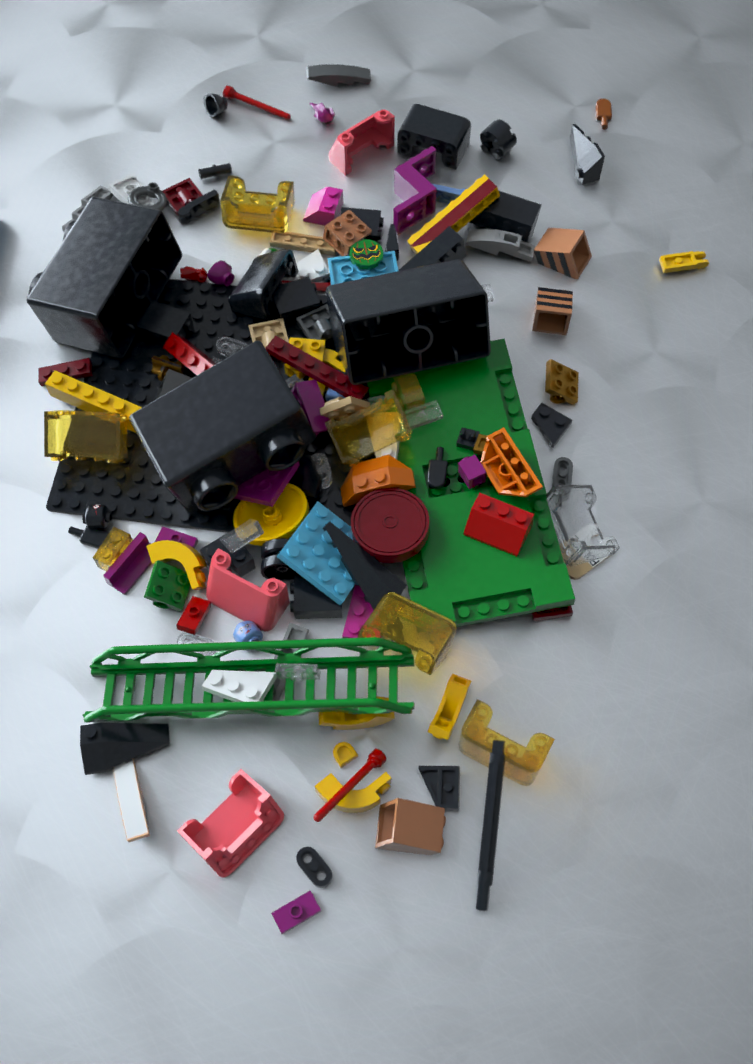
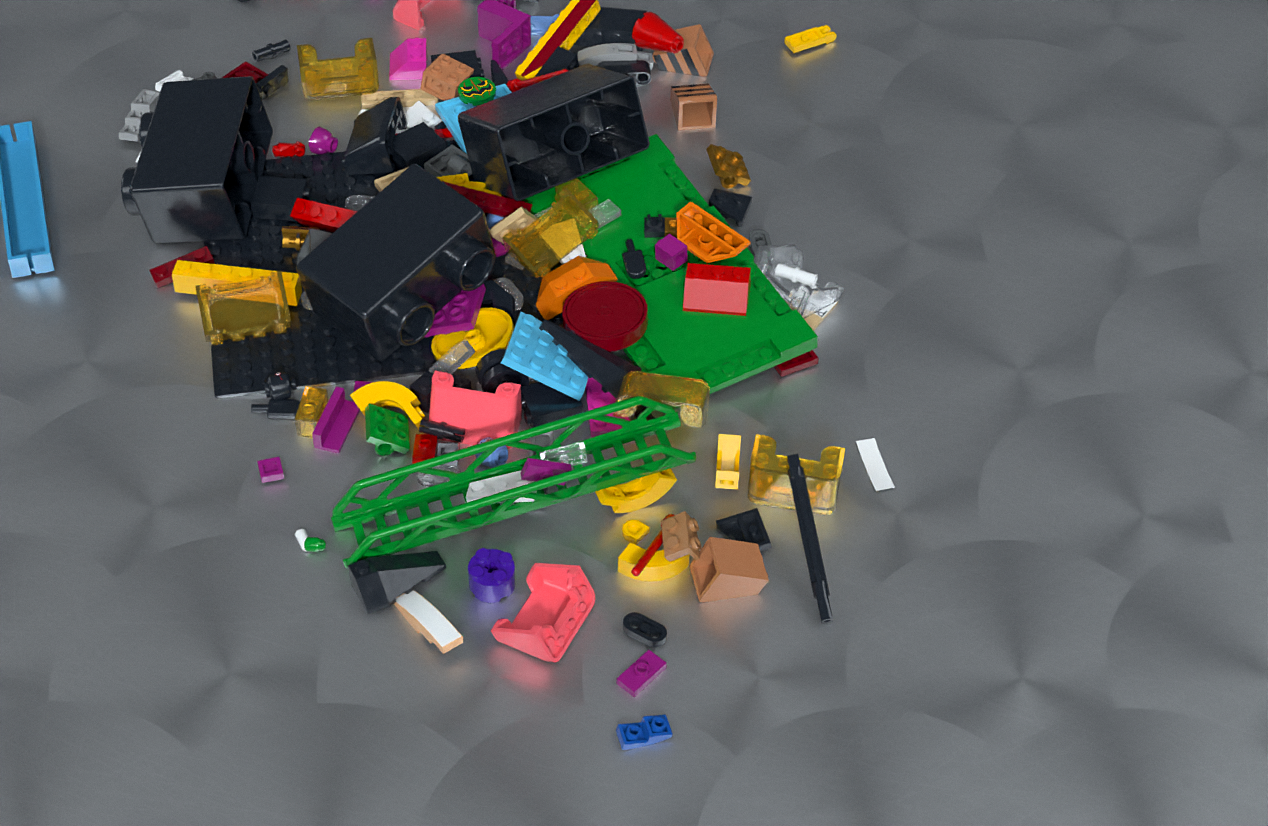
camera: 20 degrees left, 15 degrees down
(60, 599) = (270, 469): none -> magenta plate
(64, 685) = (309, 544): none -> green arm
(199, 756) = (491, 575): none -> dark purple brick
(209, 628) = (447, 447): none -> leg
(212, 602) = (442, 430): none -> black pin
(274, 686) = (540, 469): none -> magenta plate
(275, 979) = (645, 733): none -> blue slope
(375, 785) = (680, 537): none -> medium nougat bracket
(403, 256) = (516, 84): none -> red piece
(503, 261) = (638, 69): none -> black beam
(541, 232) = (655, 34): none -> red cone
(582, 517) = (796, 275): none -> white pin
(586, 743) = (874, 464): none -> white sticker

